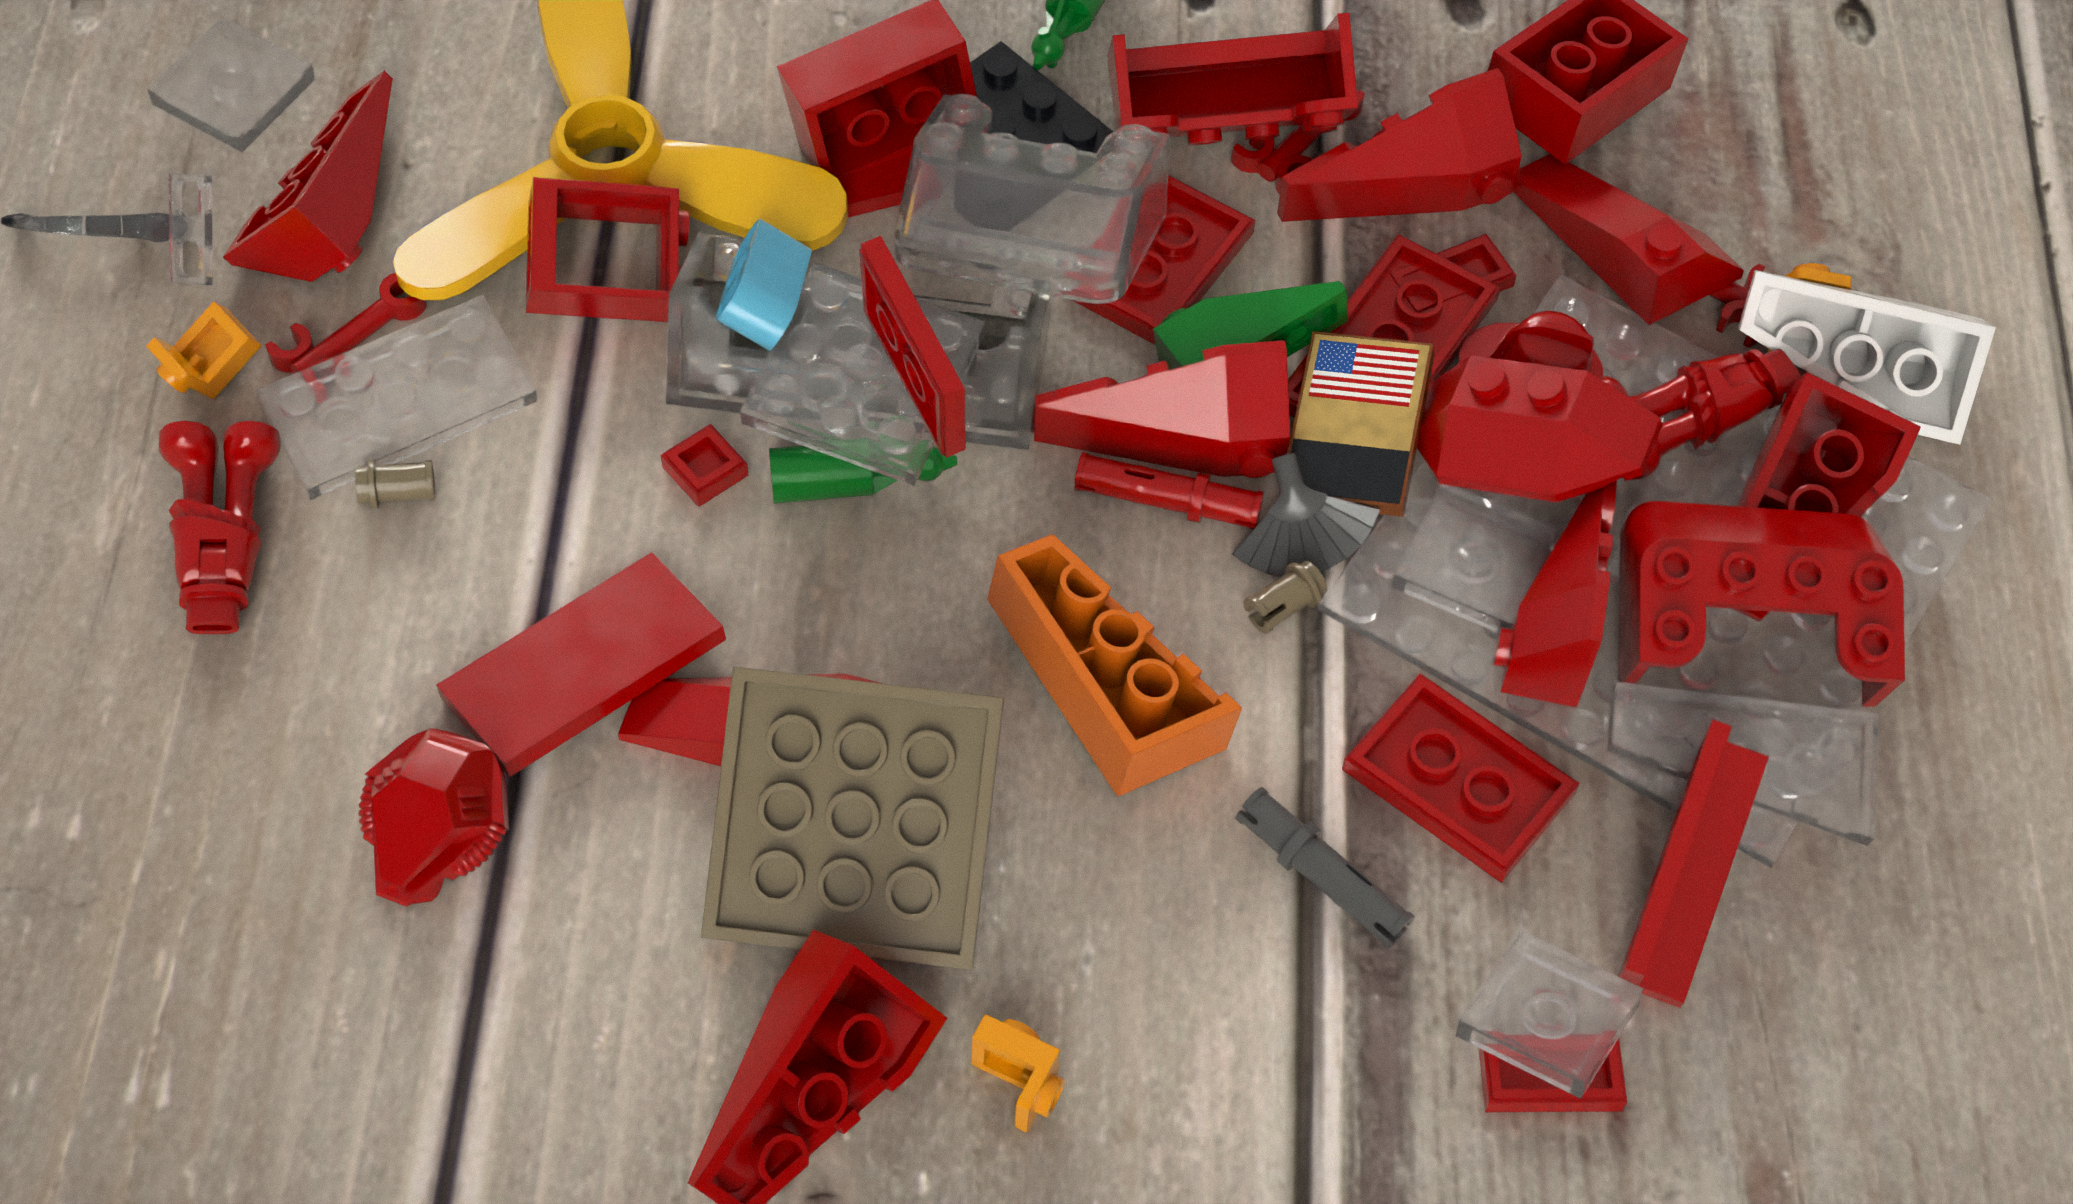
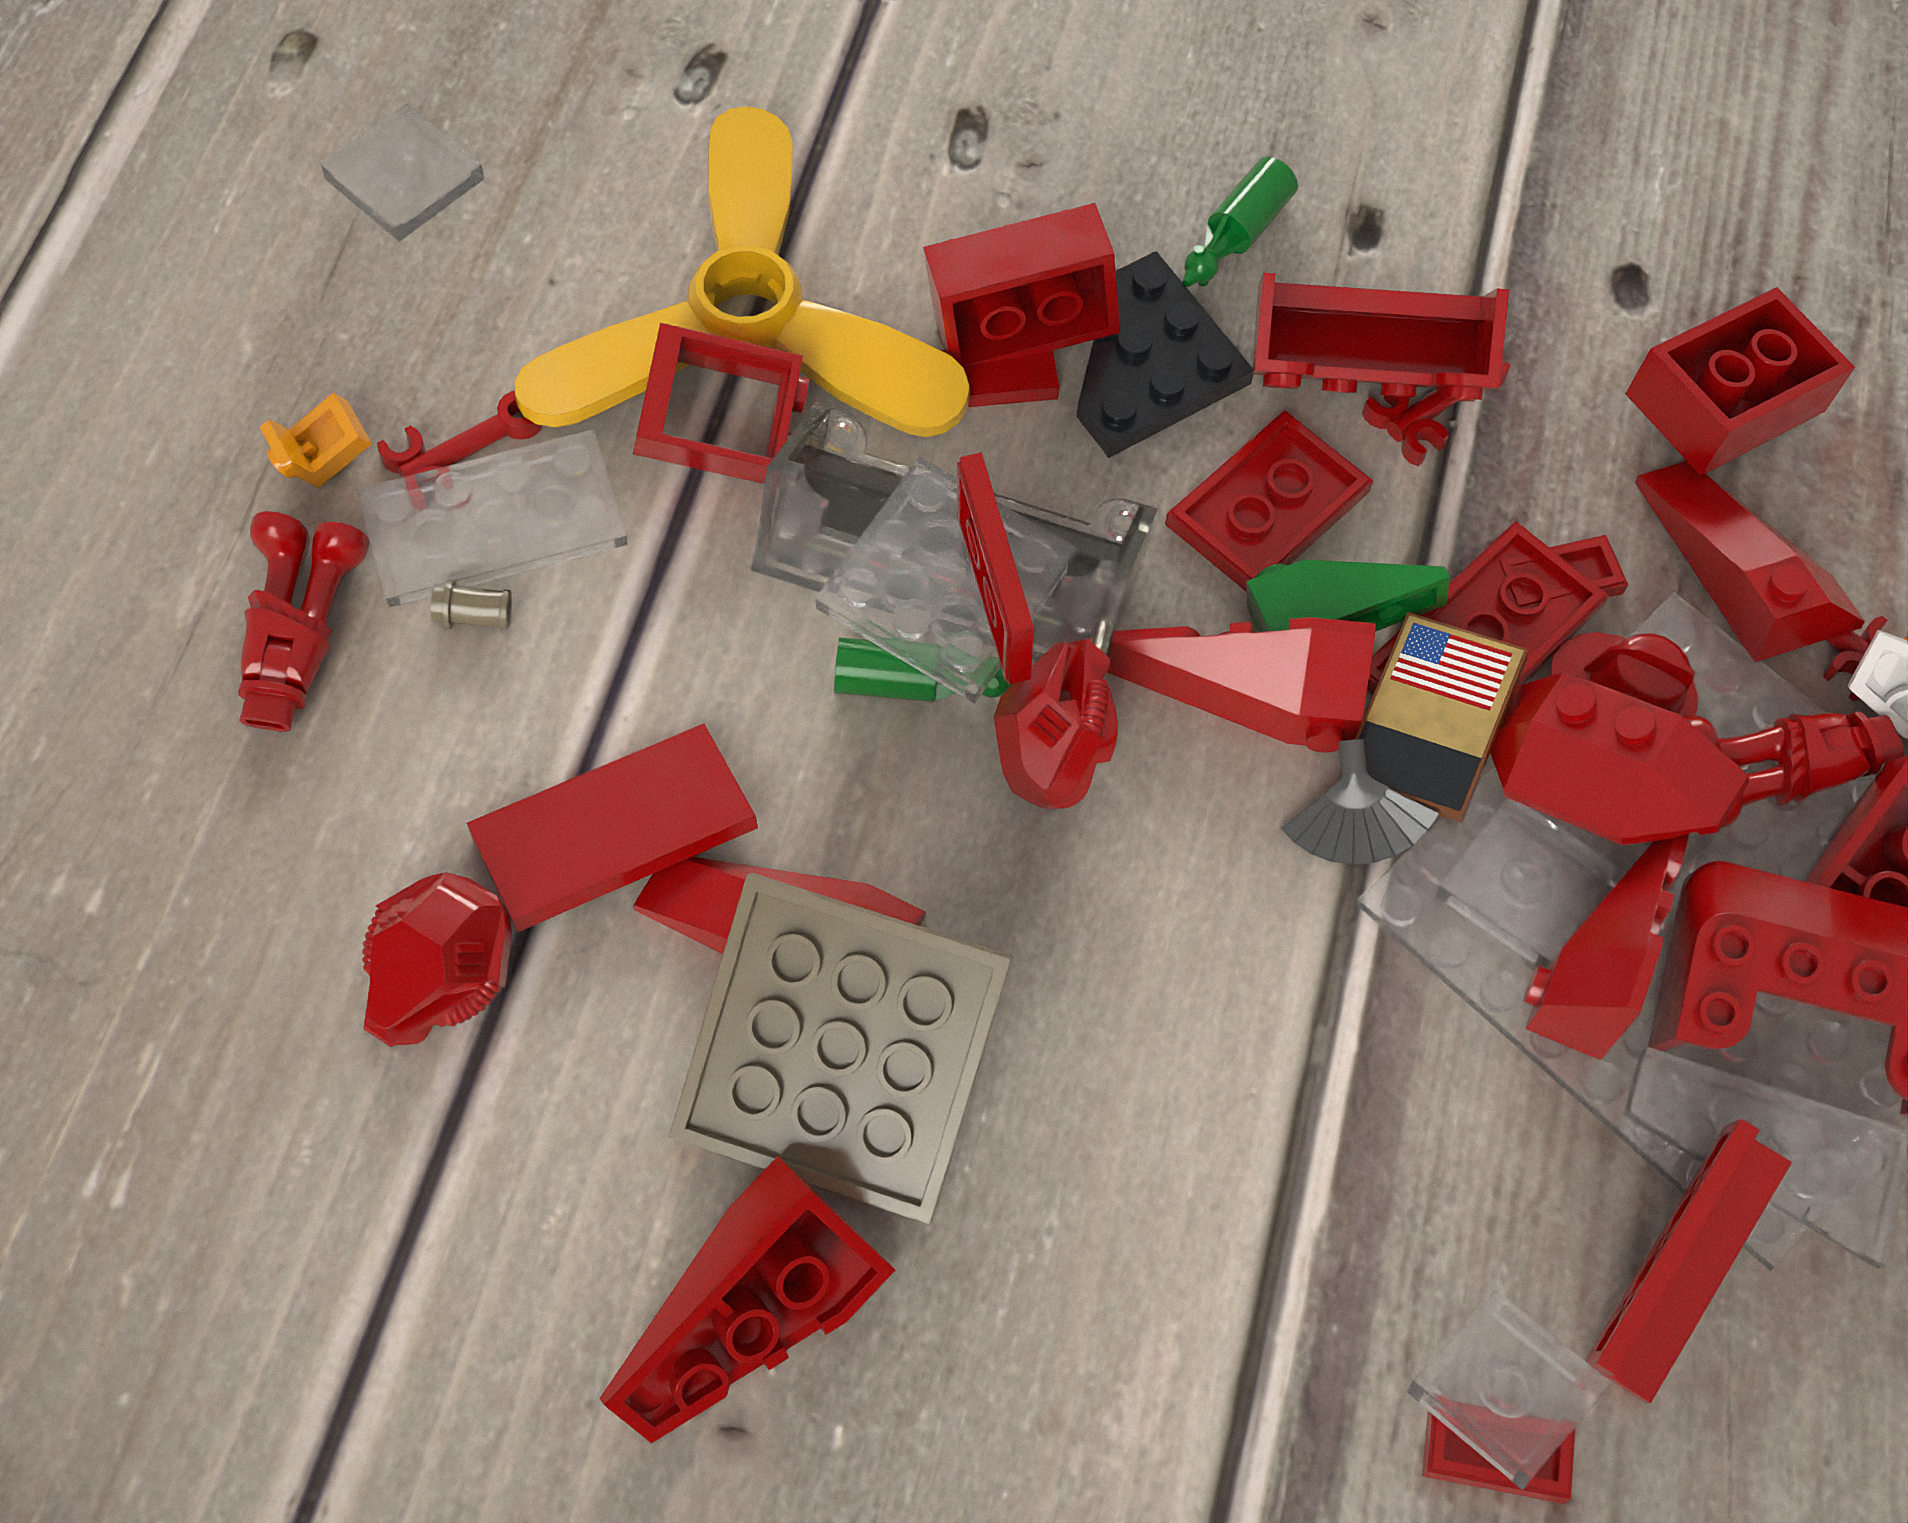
camera: 10 degrees right, 5 degrees up
(153, 227) = (291, 305): clear piece -> none
(324, 197) = (467, 303): red wedge -> none
(704, 465) = (775, 640): red tile -> none
(764, 285) = (865, 471): medium azure beam -> none
(998, 487) = (1057, 726): none -> red helmet
(1020, 1057) = (955, 1323): light orange bracket -> none
(1030, 209) = (1146, 438): clear windscreen -> none
(1107, 673) = (1133, 946): orange wedge -> none
(1169, 491) = (1230, 751): red pin -> none
(1297, 588) = (1326, 884): dark tan pin -> none
(1303, 849) = (1308, 1183): dark grey pin -> none
(1432, 162) = (1566, 452): red wedge -> none
(1460, 777) = (1467, 1110): red tile -> none

